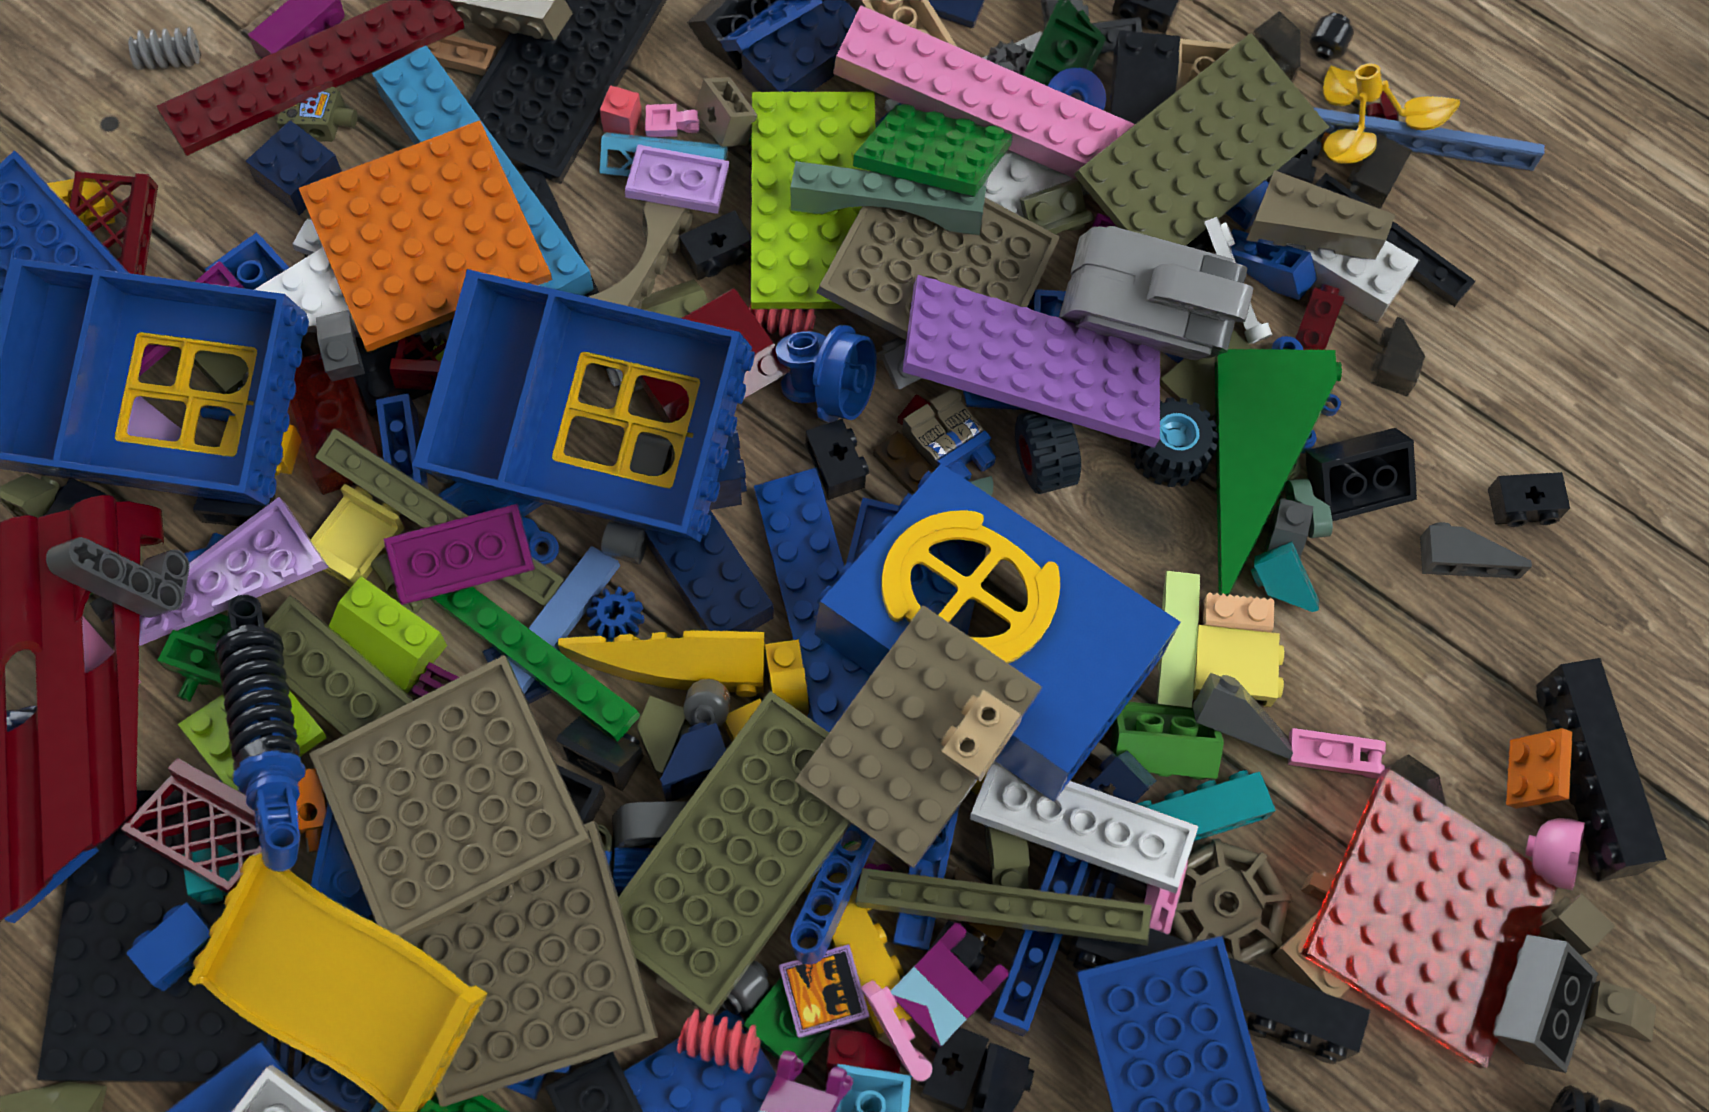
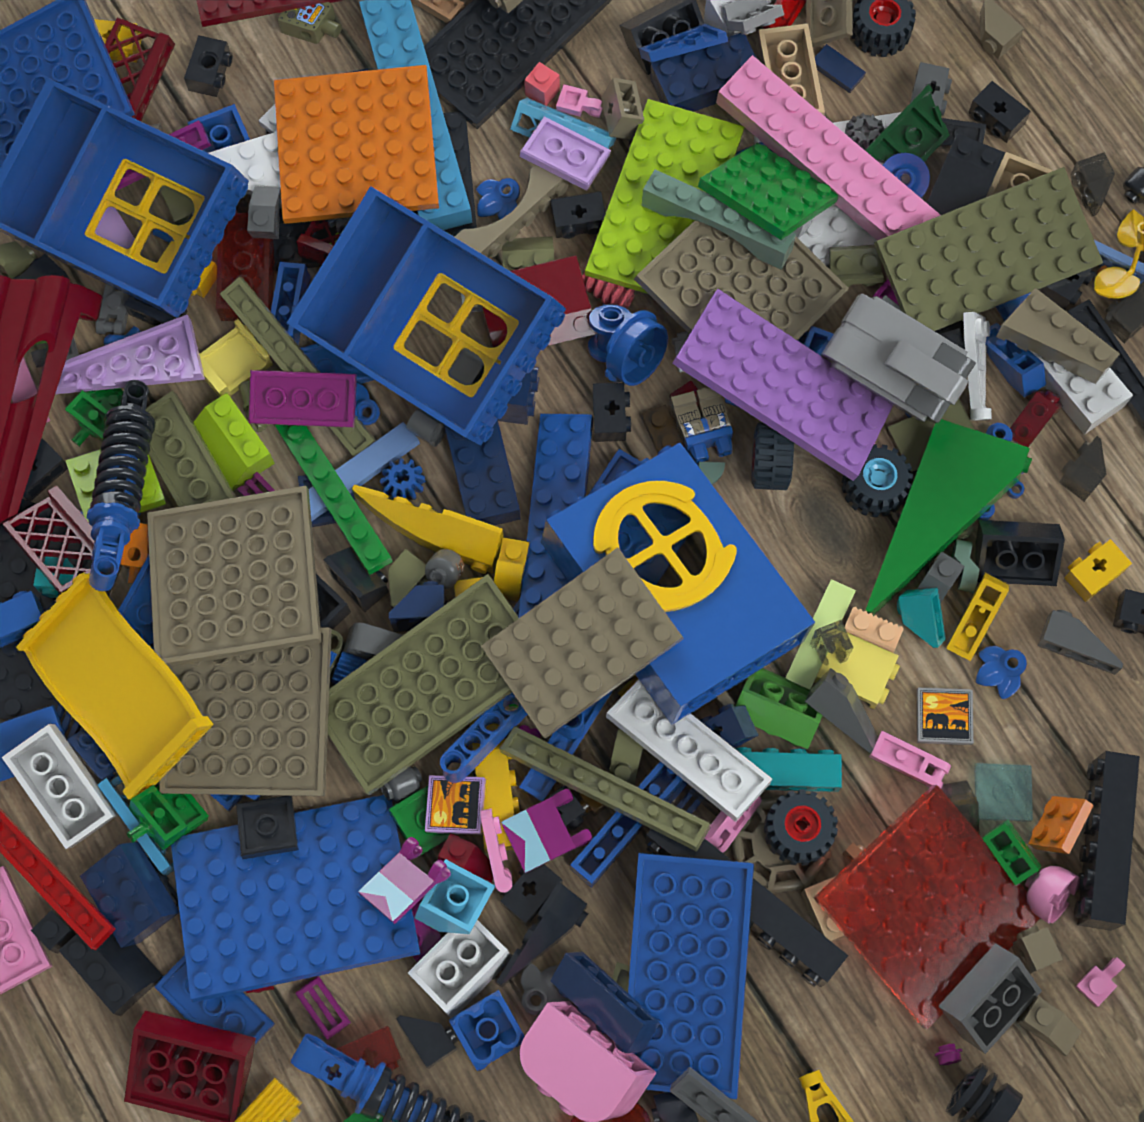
camera: 25 degrees right, 5 degrees up
(144, 589) = (70, 355): dark grey beam -> none
(158, 740) = (49, 468): none -> black brick
(180, 518) = (112, 307): none -> dark grey plate
(201, 186) = (207, 53): none -> black brick
(290, 162) = (279, 56): dark blue brick -> none
(609, 257) = (493, 199): none -> blue plate
(720, 1041) = (367, 815): coral piece -> none
(980, 734) = (622, 657): tan brick -> none
(1205, 636) = (834, 640): none -> clear smoke hinge
(1242, 887) = (800, 827): none -> black wheel
(1347, 560) = (978, 616): none -> yellow slope
(1354, 688) = (944, 716): none -> tile
(1393, 617) = (997, 671): none -> blue plate
(1450, 481) = (1089, 582): none -> yellow brick
(1456, 752) = (1004, 792): none -> clear light blue tile
(1497, 820) = (1011, 852): none -> green brick
(1521, 1089) = (948, 1054): none -> magenta plate
(1650, 941) = (1098, 984): none -> bright pink plate

